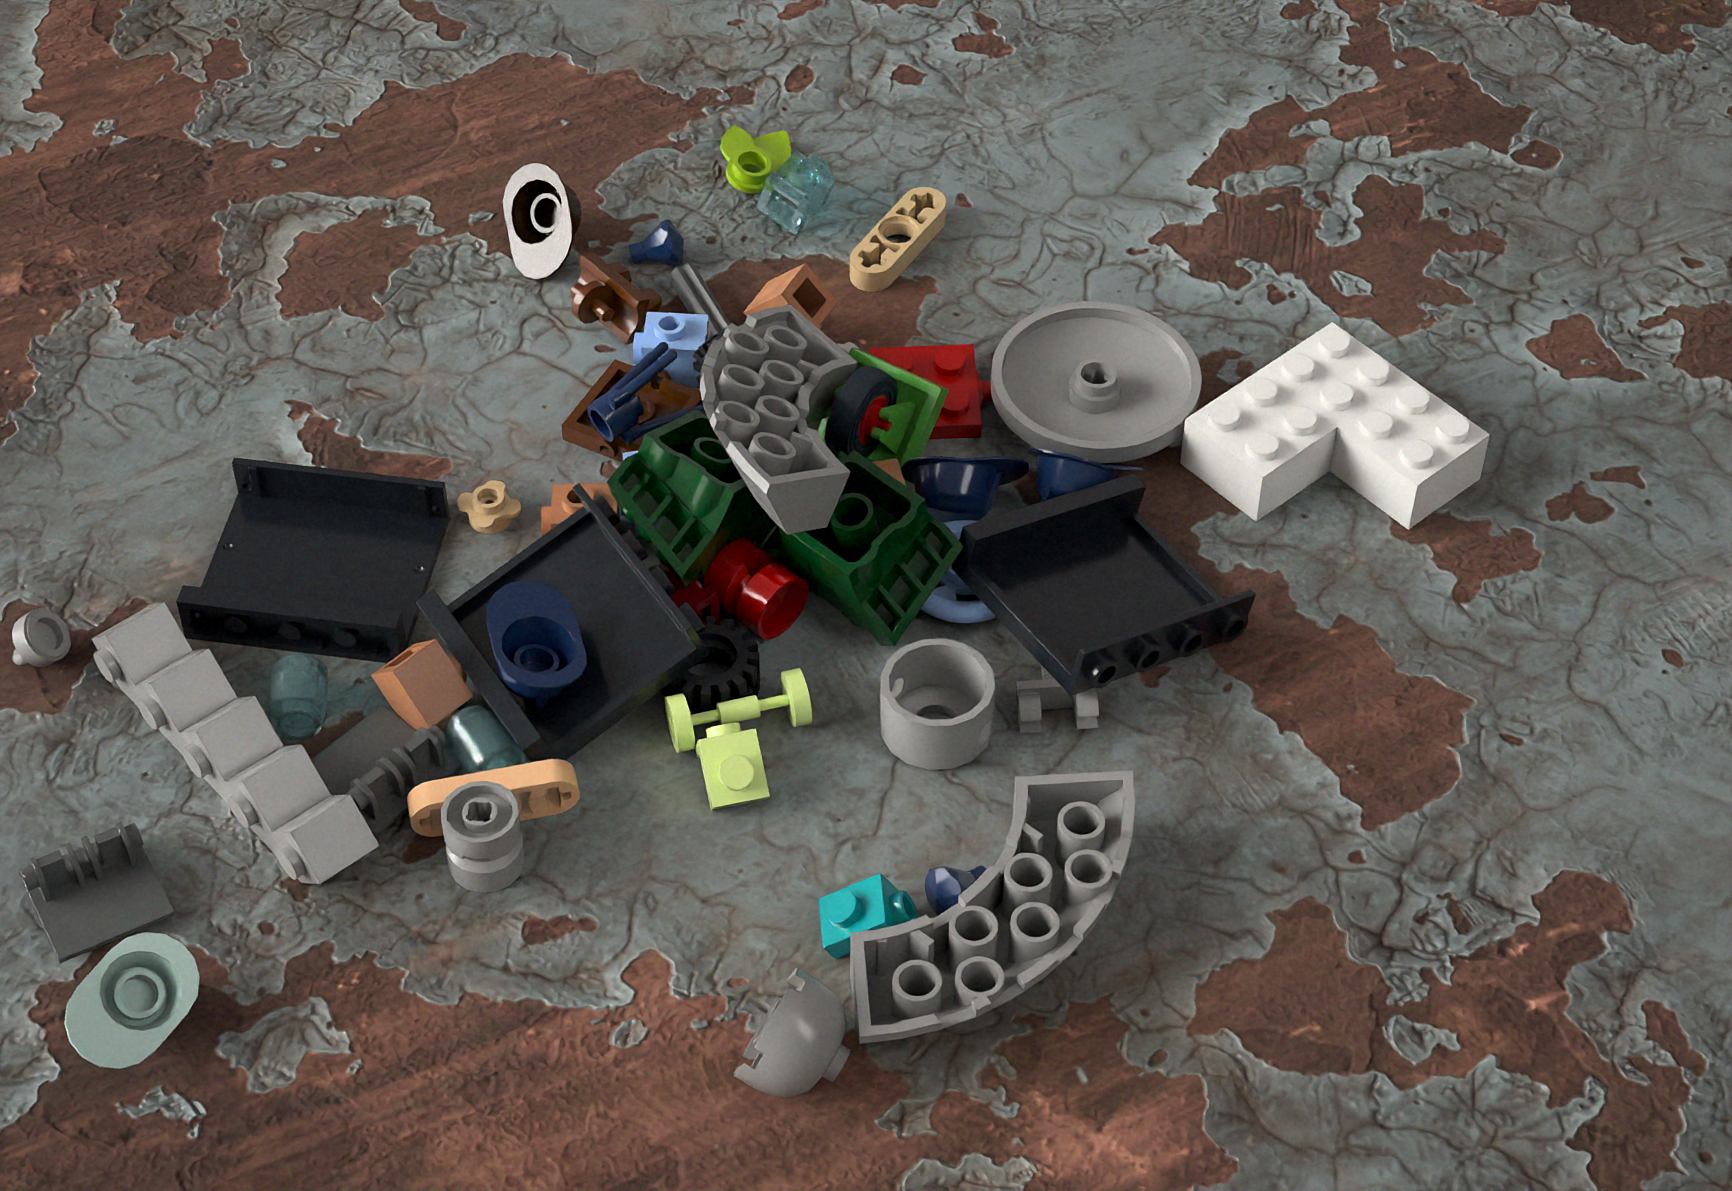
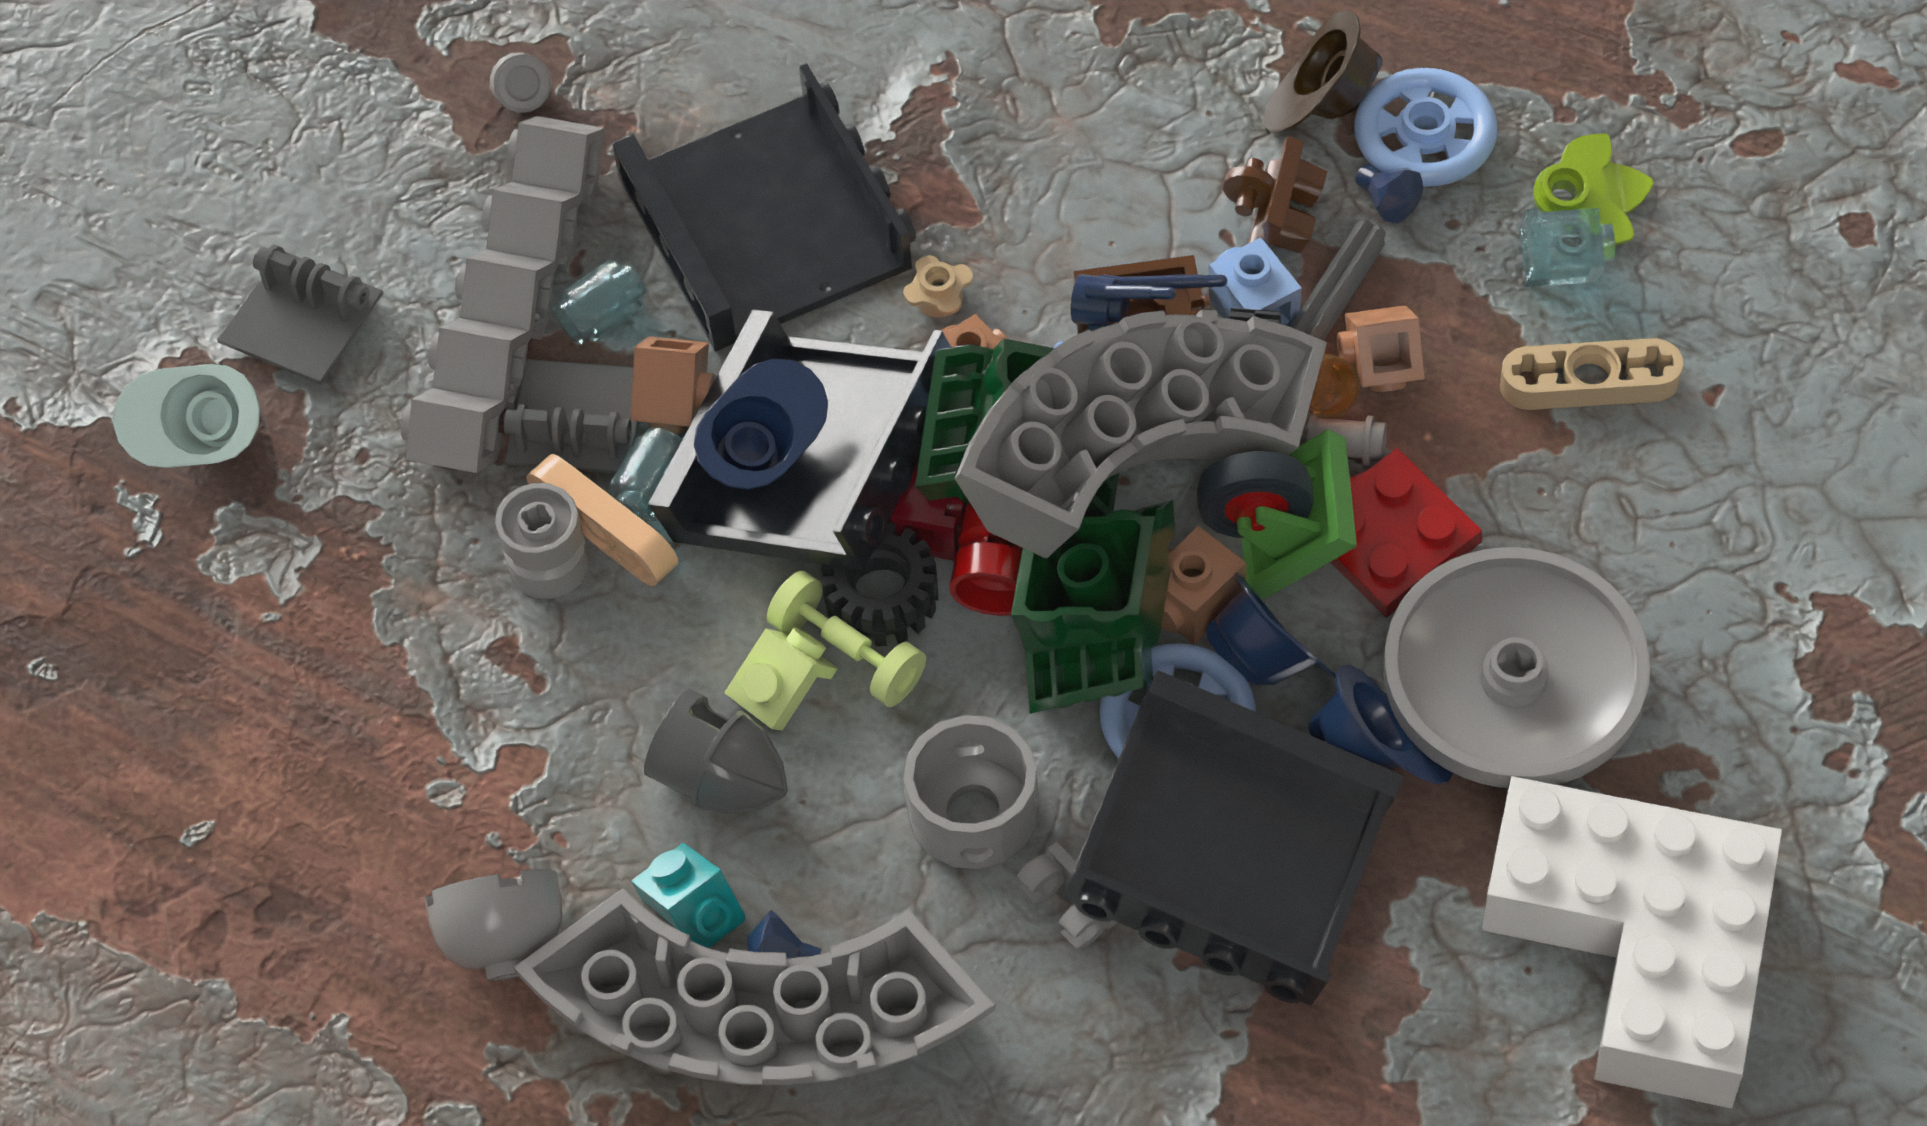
camera: 60 degrees right, 10 degrees up
(629, 201) = (1423, 111): none -> light blue plate
(776, 836) = (715, 759): none -> dark grey helmet

